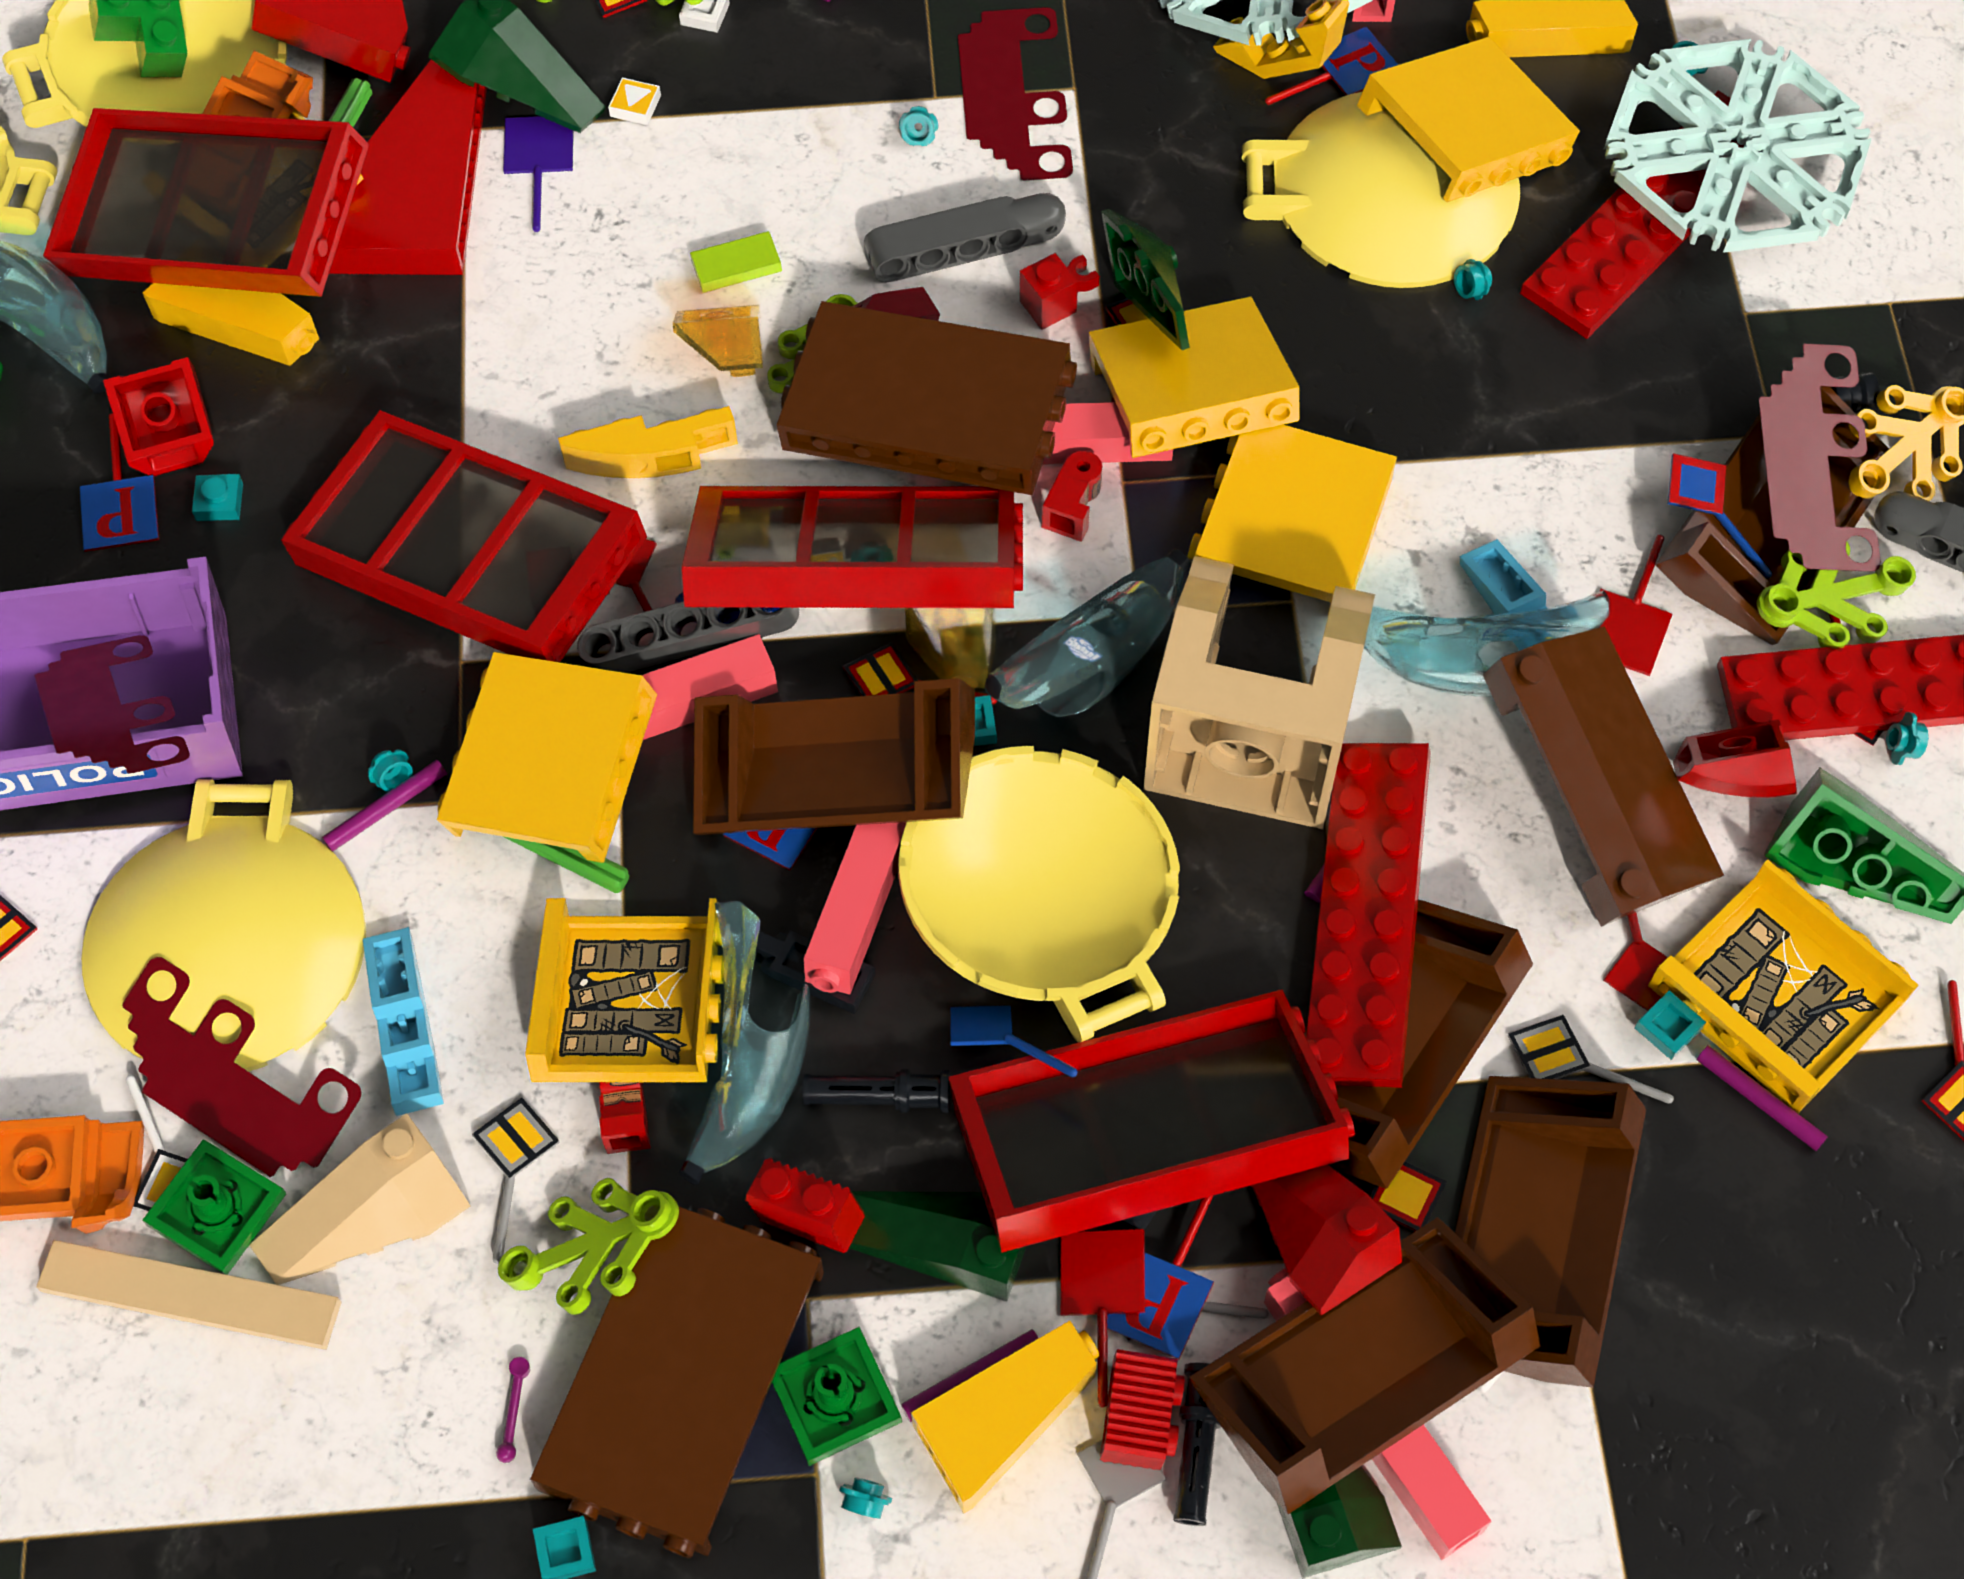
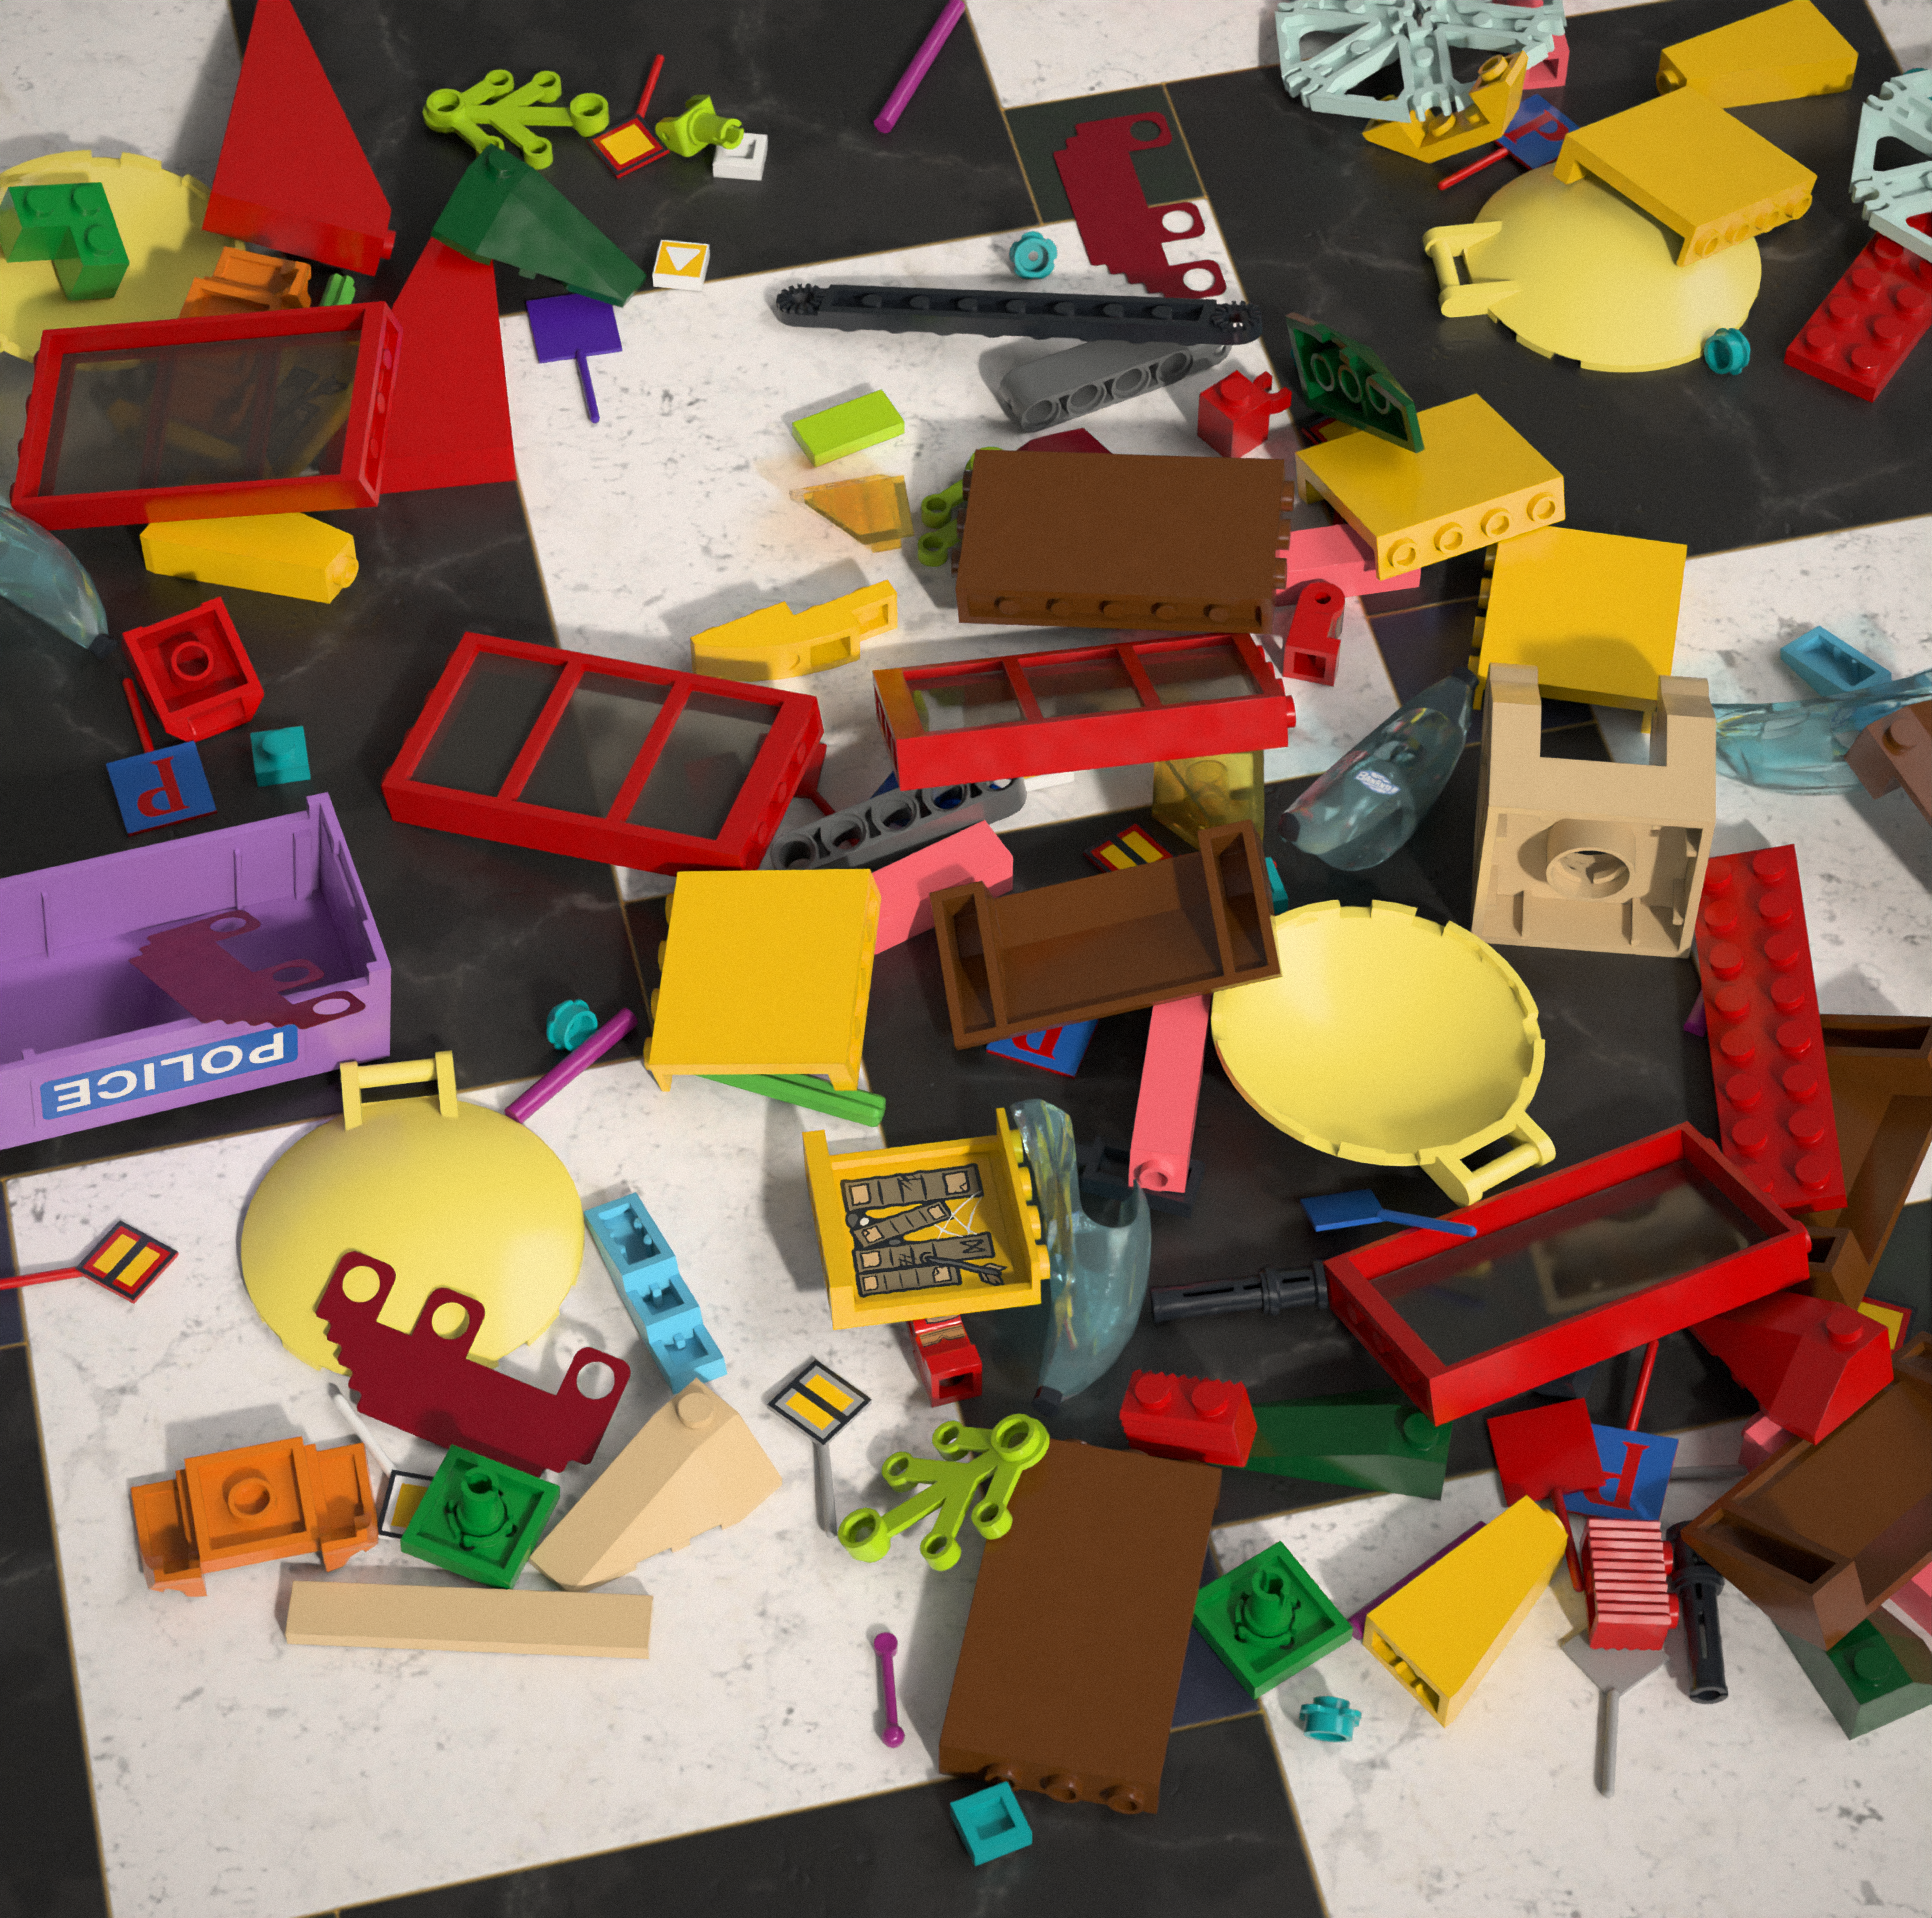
camera: 10 degrees left, 10 degrees down
(893, 181) = (1020, 314): none -> black plate

